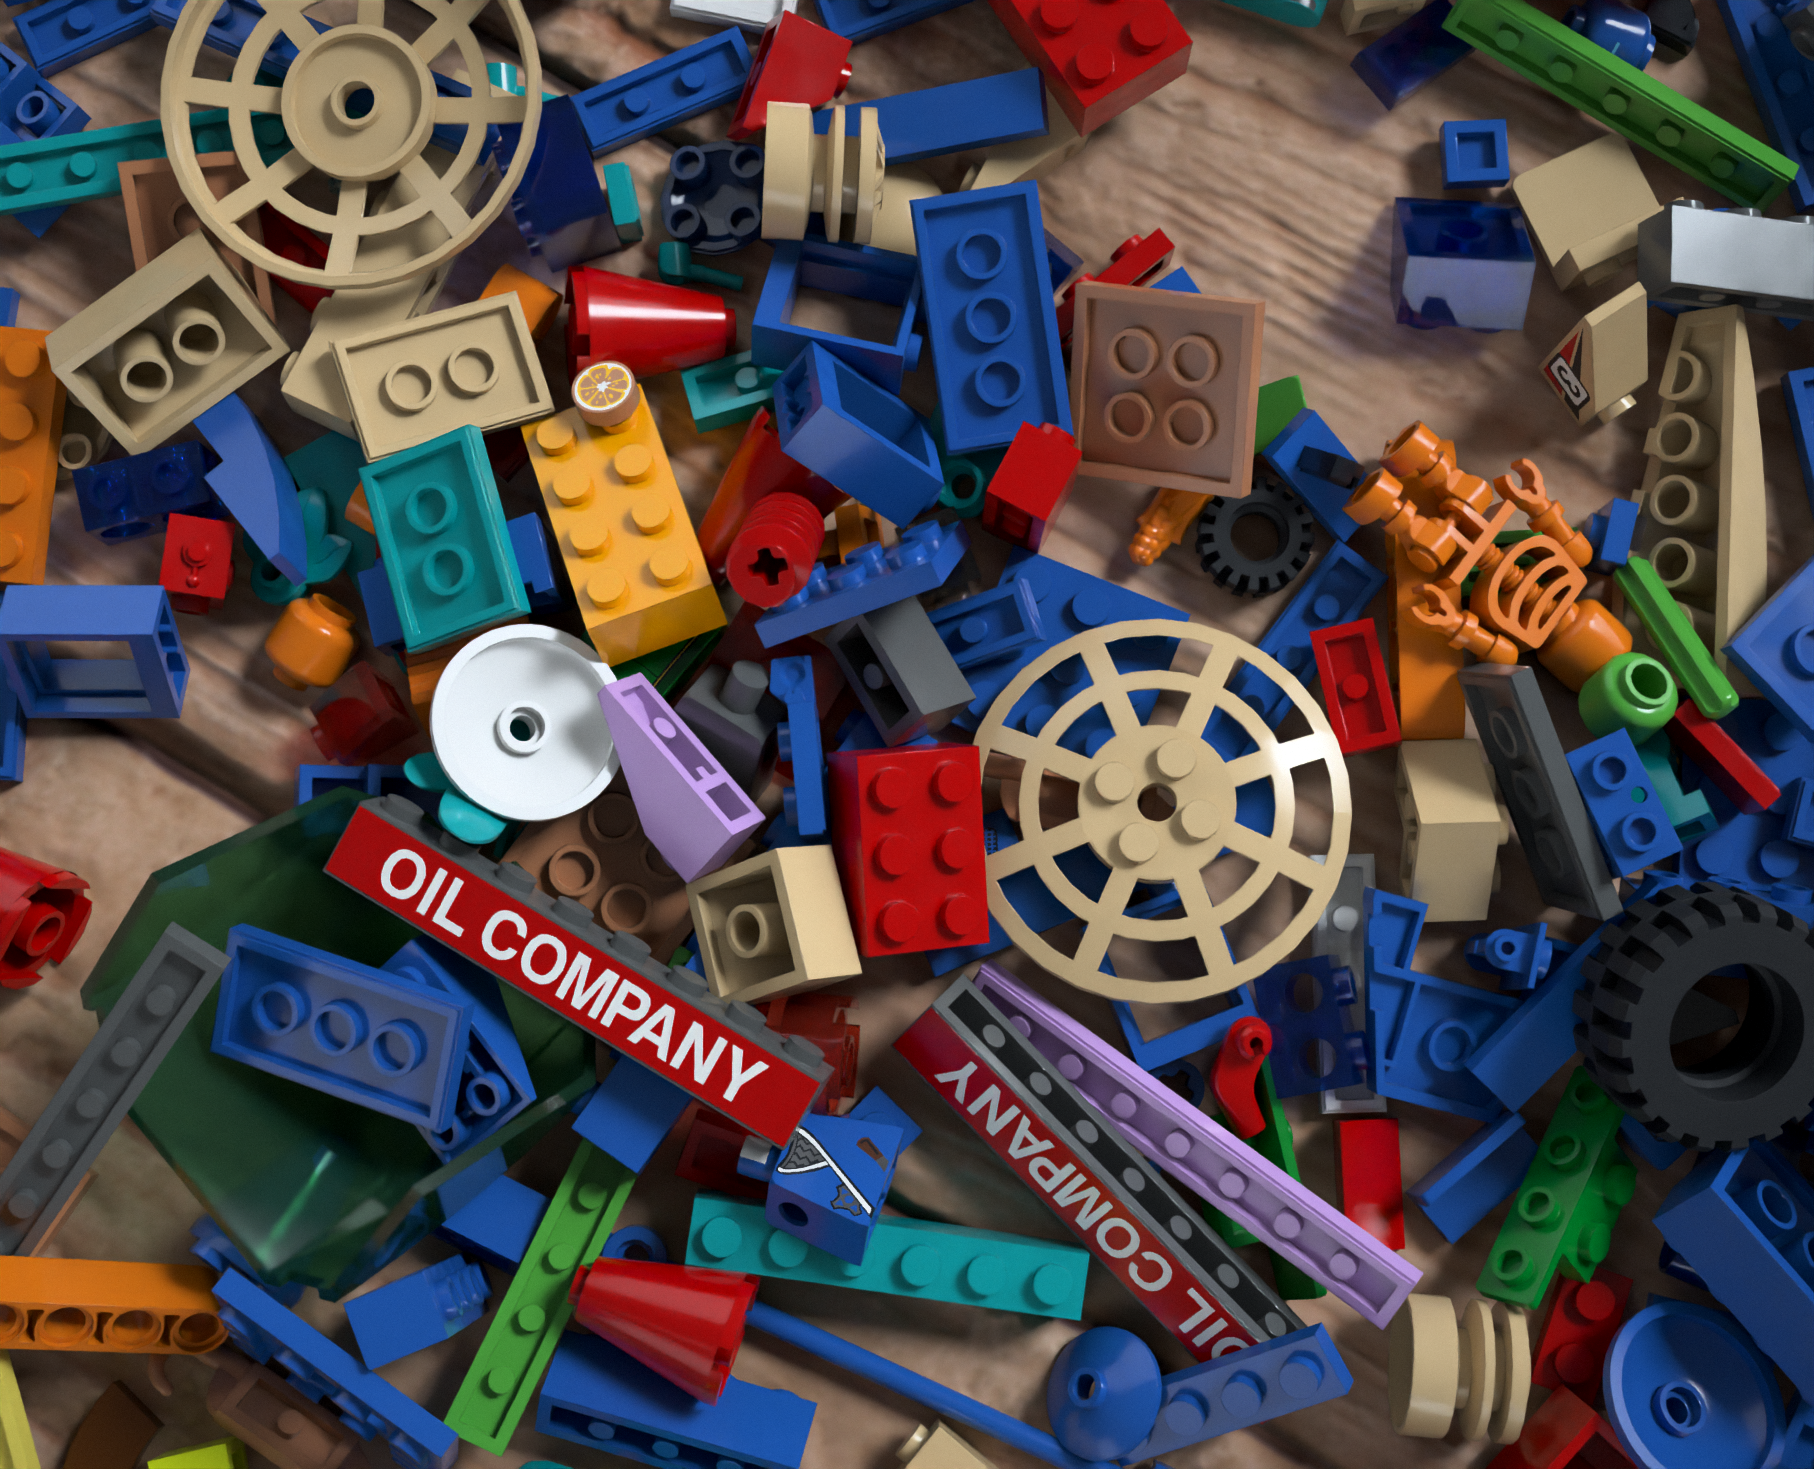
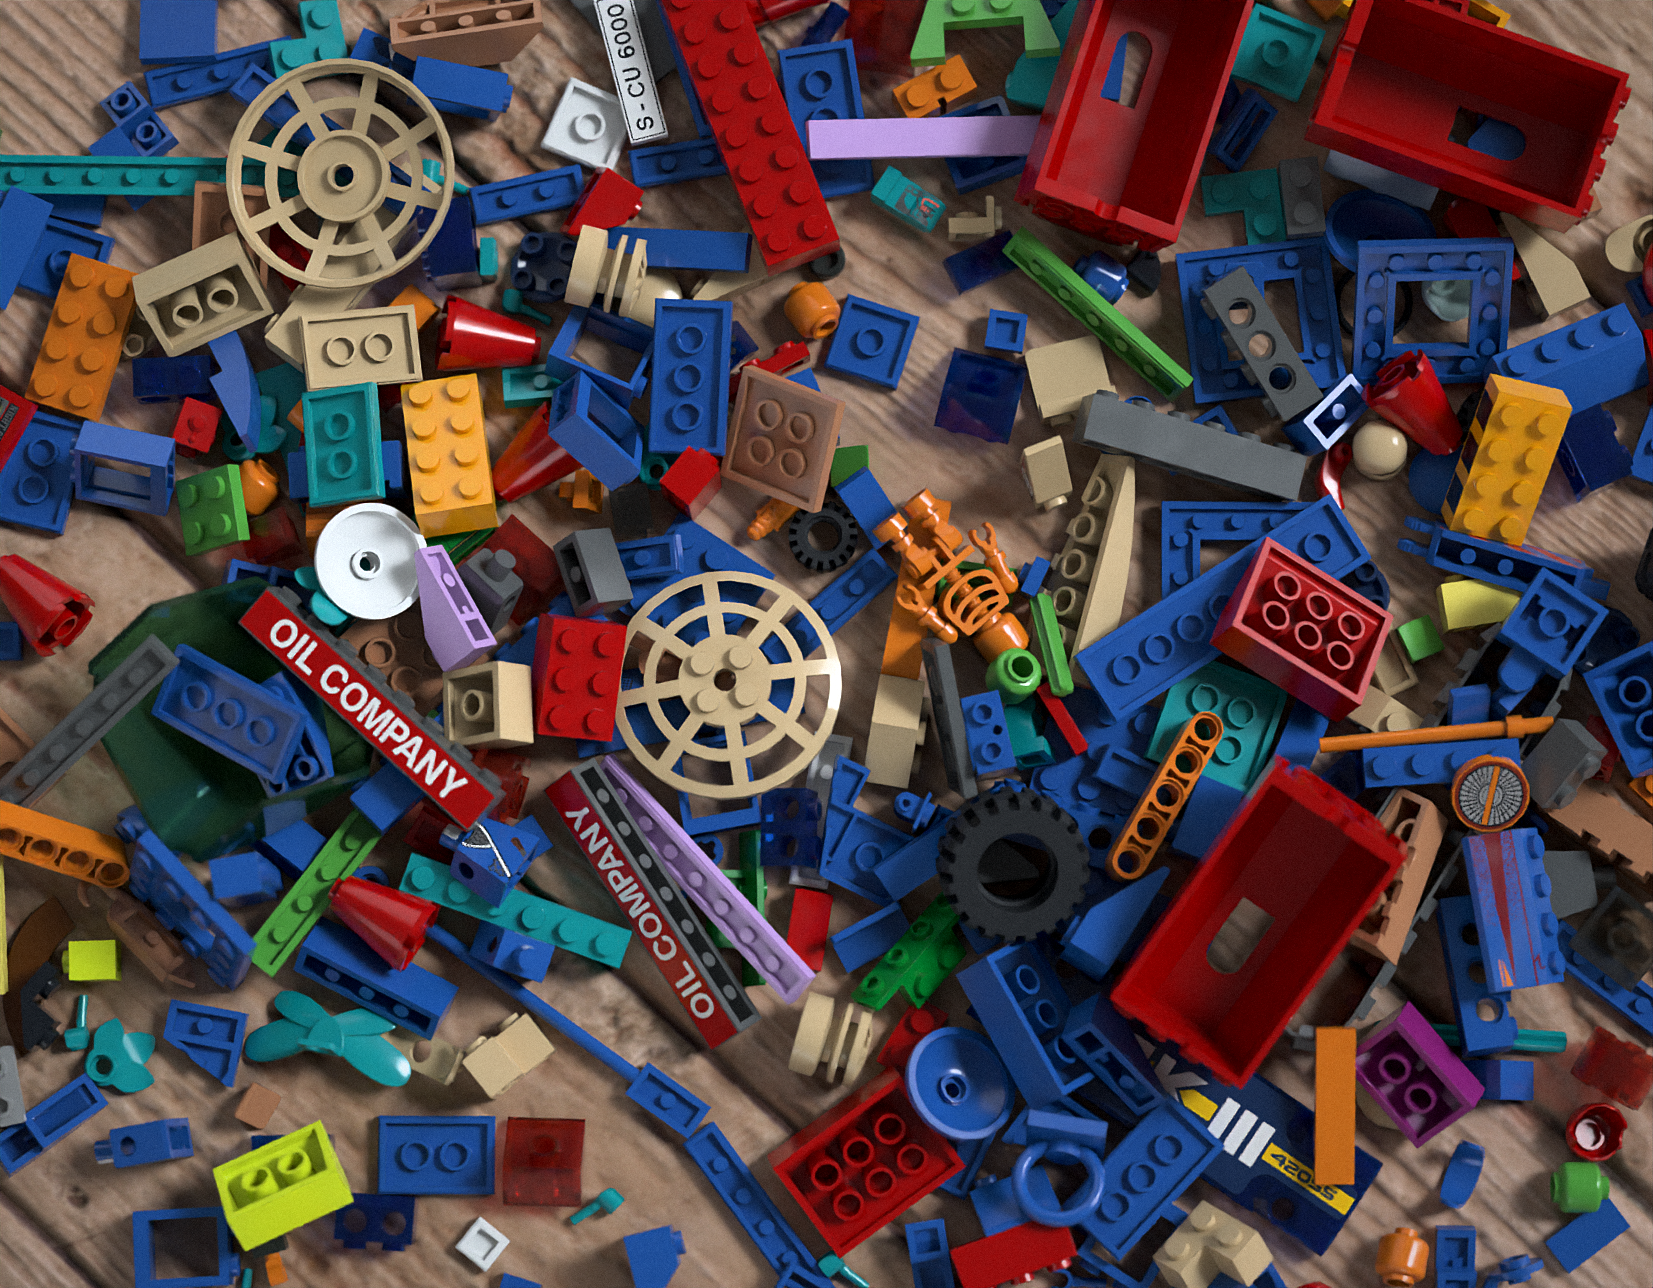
camera: 10 degrees right, 0 degrees up
(253, 692) = (212, 510): none -> bright green plate
(605, 393) = (454, 377): nougat tile -> none
(775, 549) = (533, 489): red piece -> none
(801, 743) = (526, 605): blue hinge -> none
(868, 581) = (580, 519): blue plate -> none
(902, 1334) = (513, 951): none -> blue torso
(1123, 1399) = (625, 1015): blue dish -> none
(1159, 179) = (812, 310): none -> orange head
(1165, 108) = (828, 266): none -> pearl dark grey tile
(1235, 1072) = (739, 845): red arm -> none
(1245, 1390) = (689, 1026): blue plate -> none
(1262, 214) = (871, 342): none -> blue tile
(1330, 467) = (871, 505): black tile -> none
(1356, 687) = (860, 637): red plate -> none

